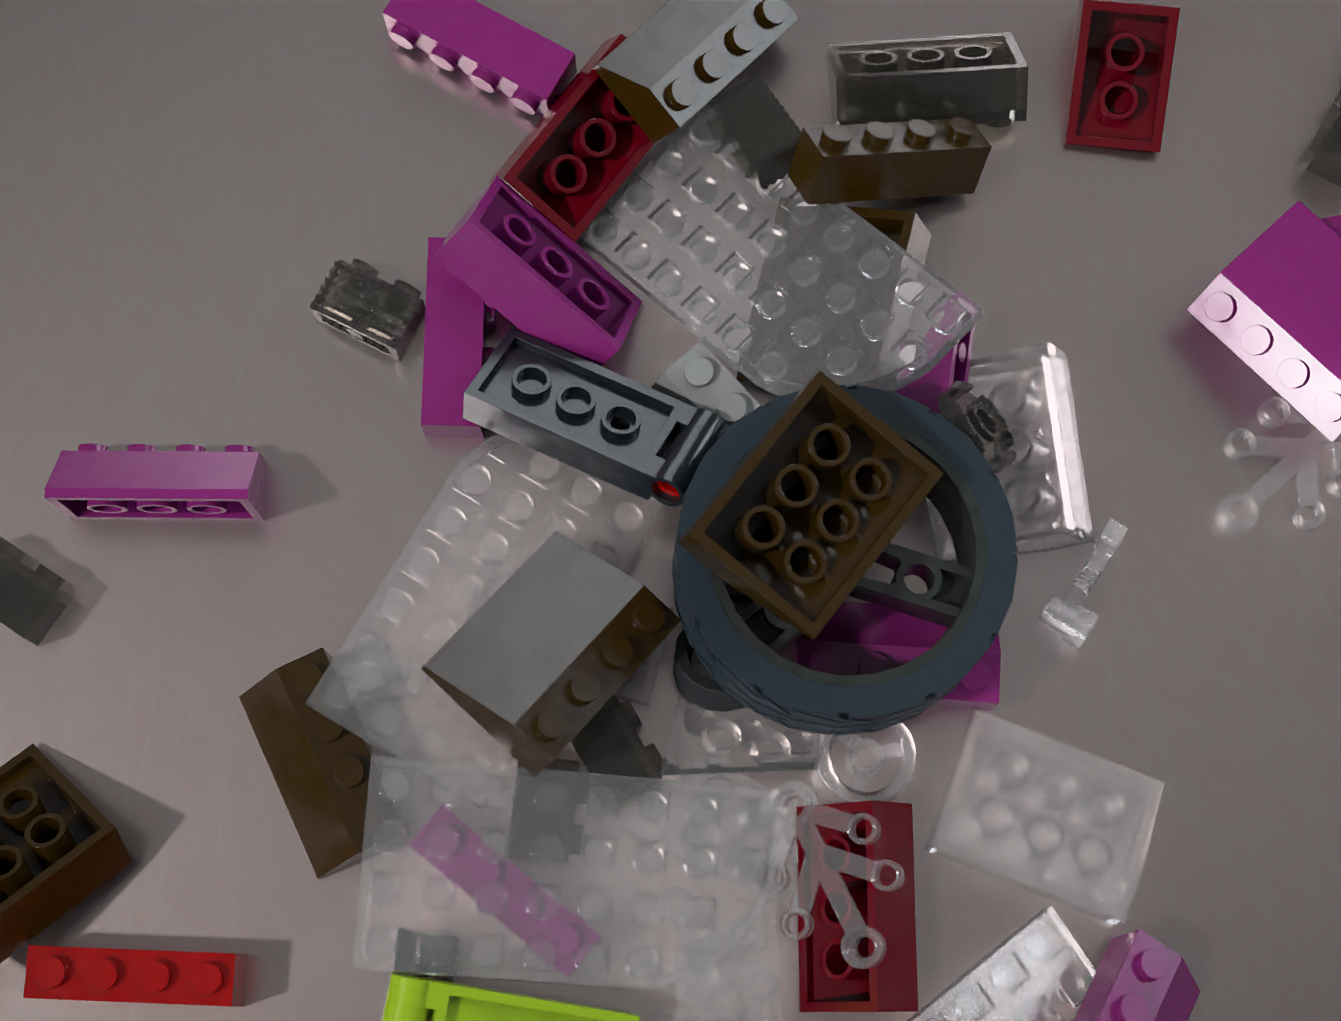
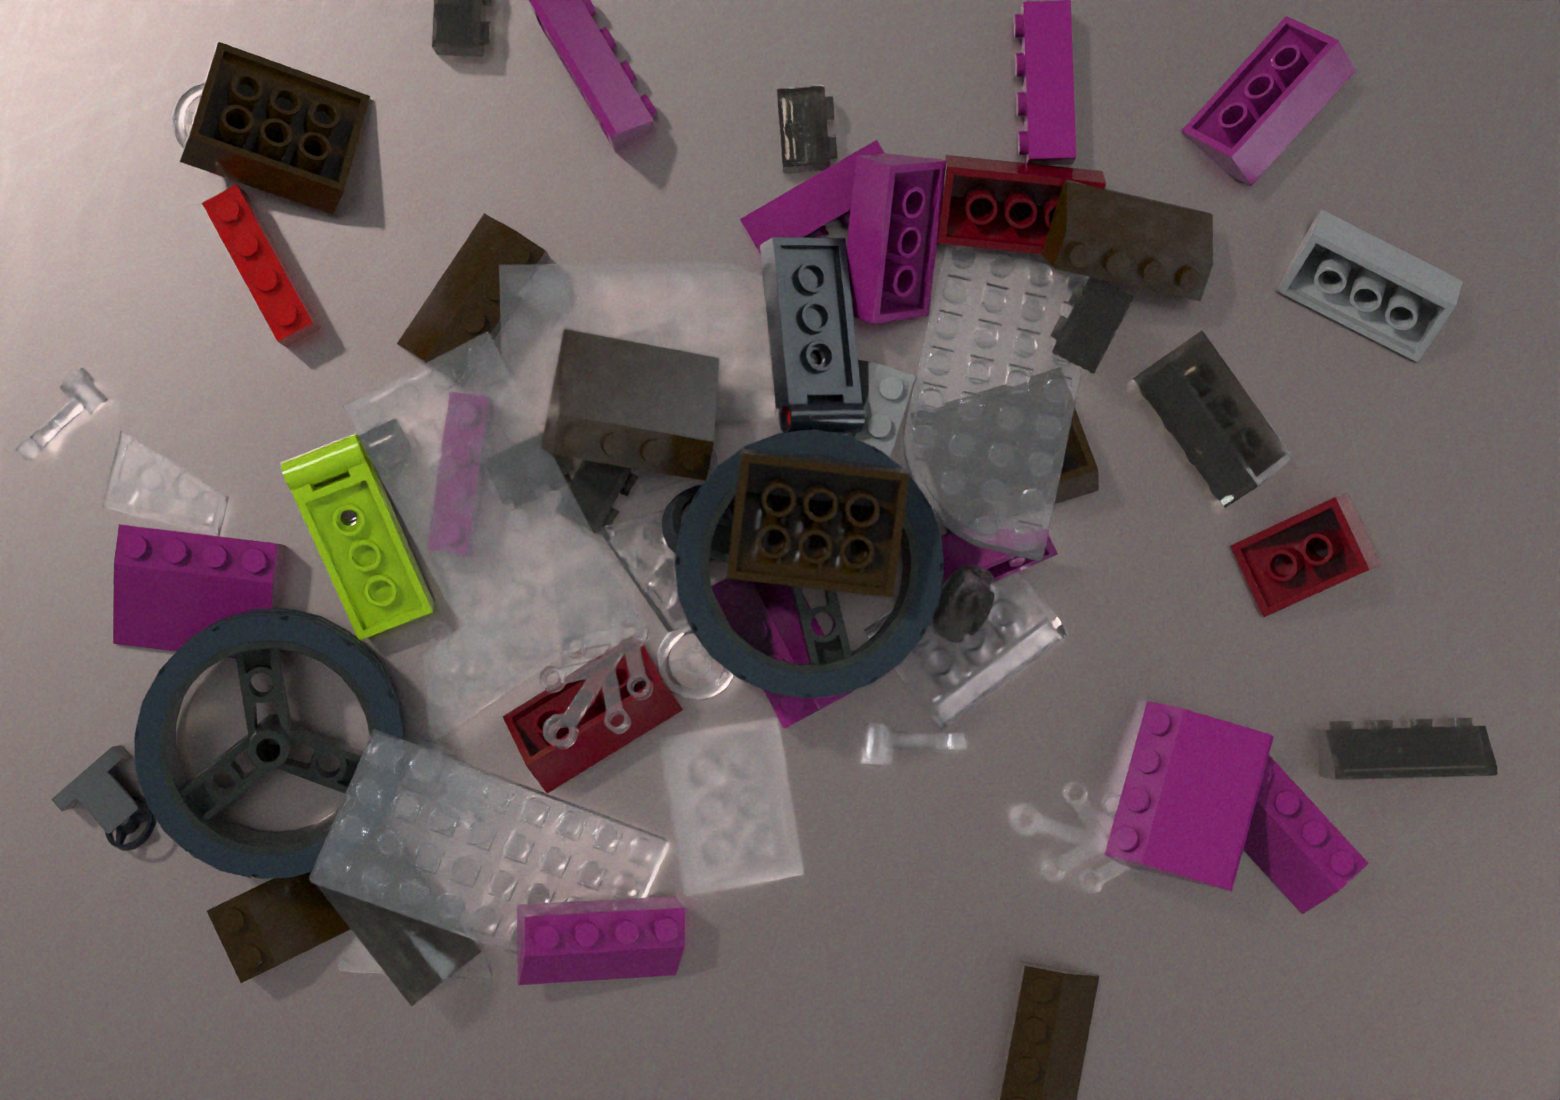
camera: 60 degrees right, 10 degrees up
(888, 160) = (1126, 429): dark brown brick -> none

